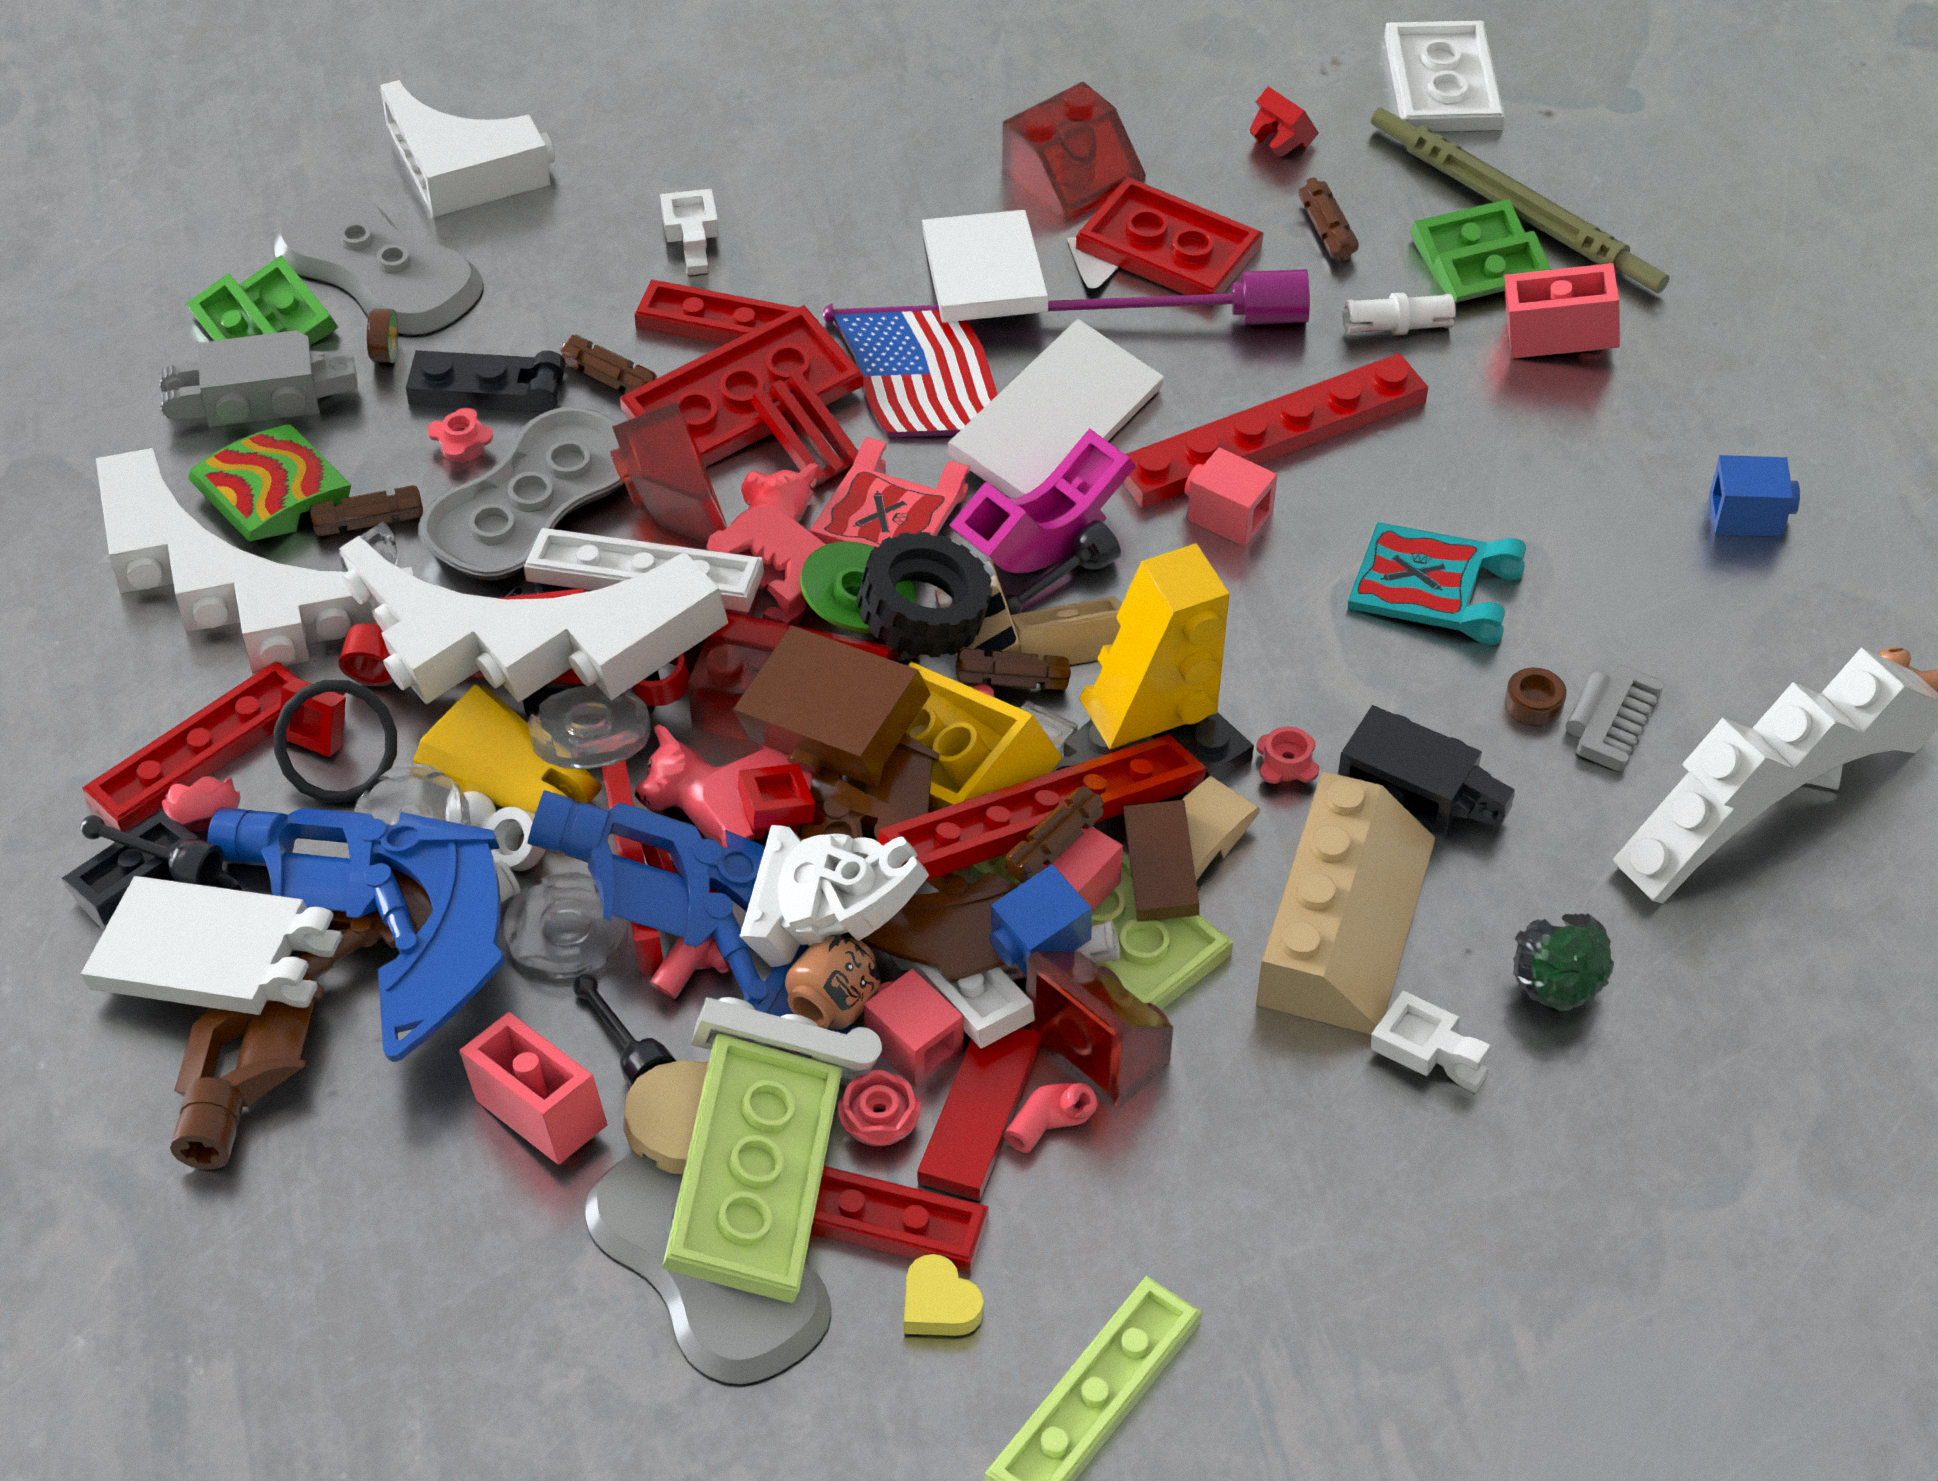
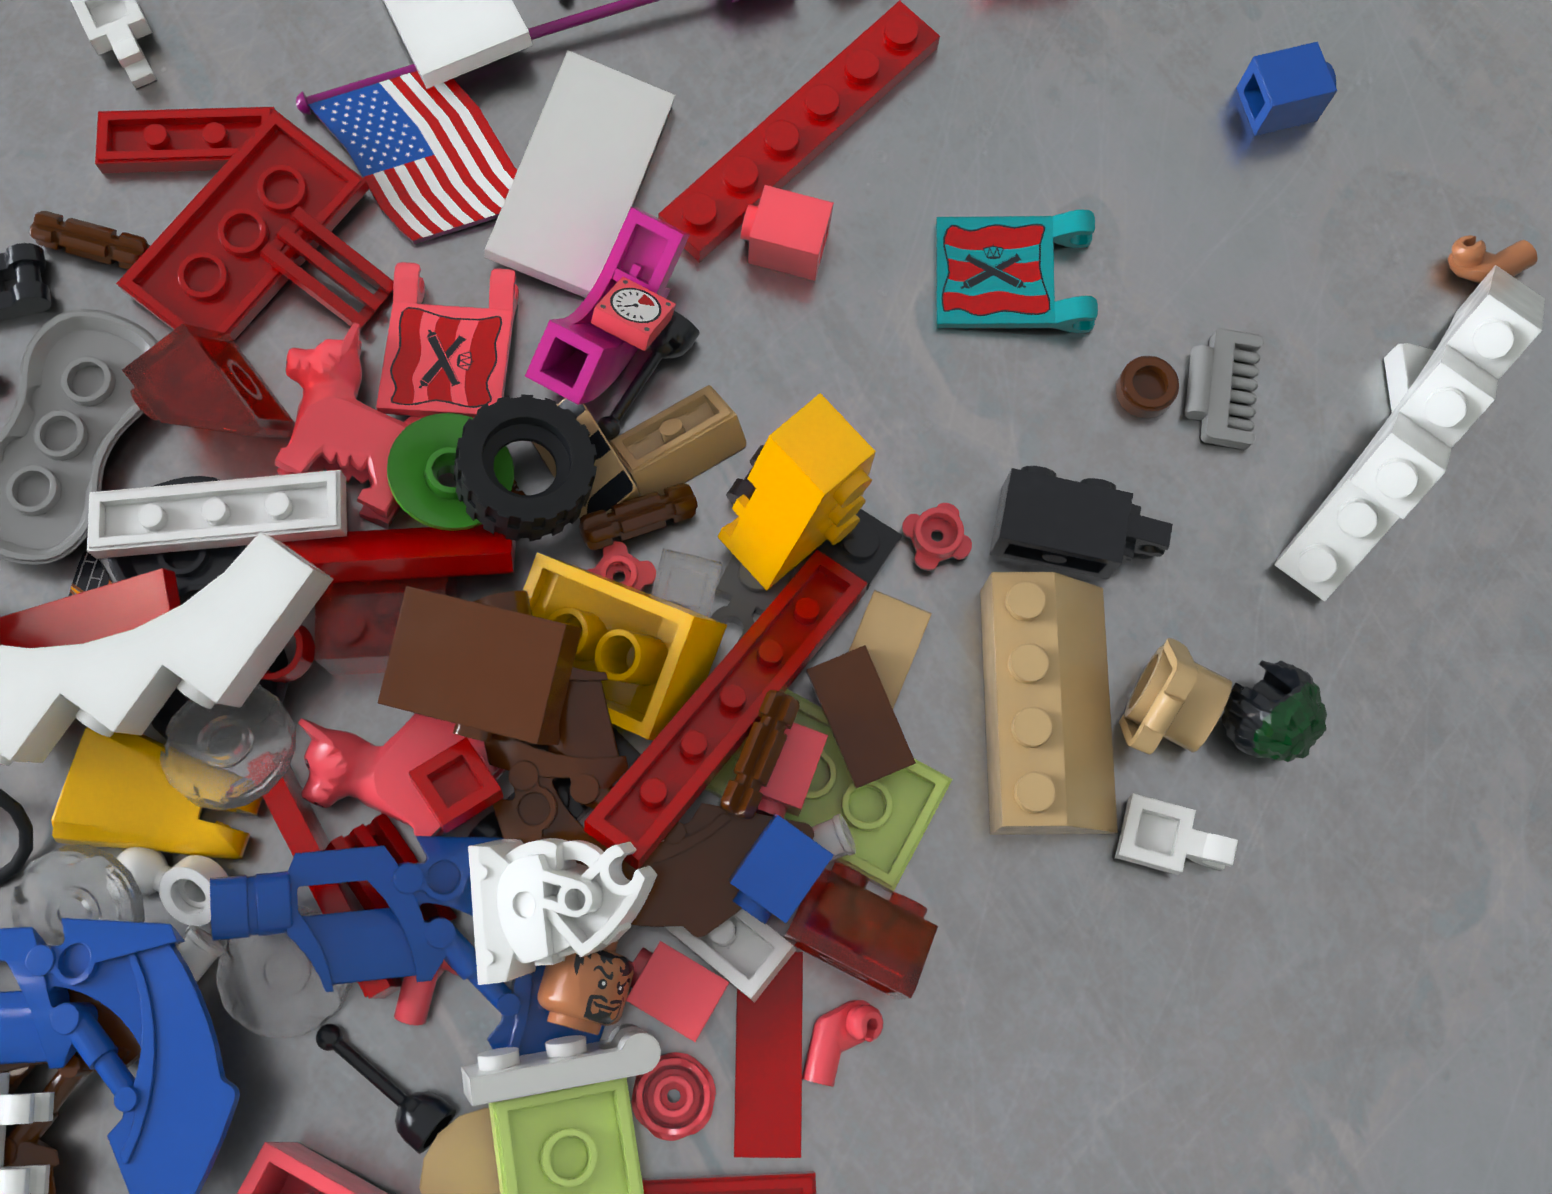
camera: 25 degrees left, 25 degrees up
(1063, 507) = (633, 313): none -> coral tile
(1470, 926) = (1174, 701): none -> tan piece

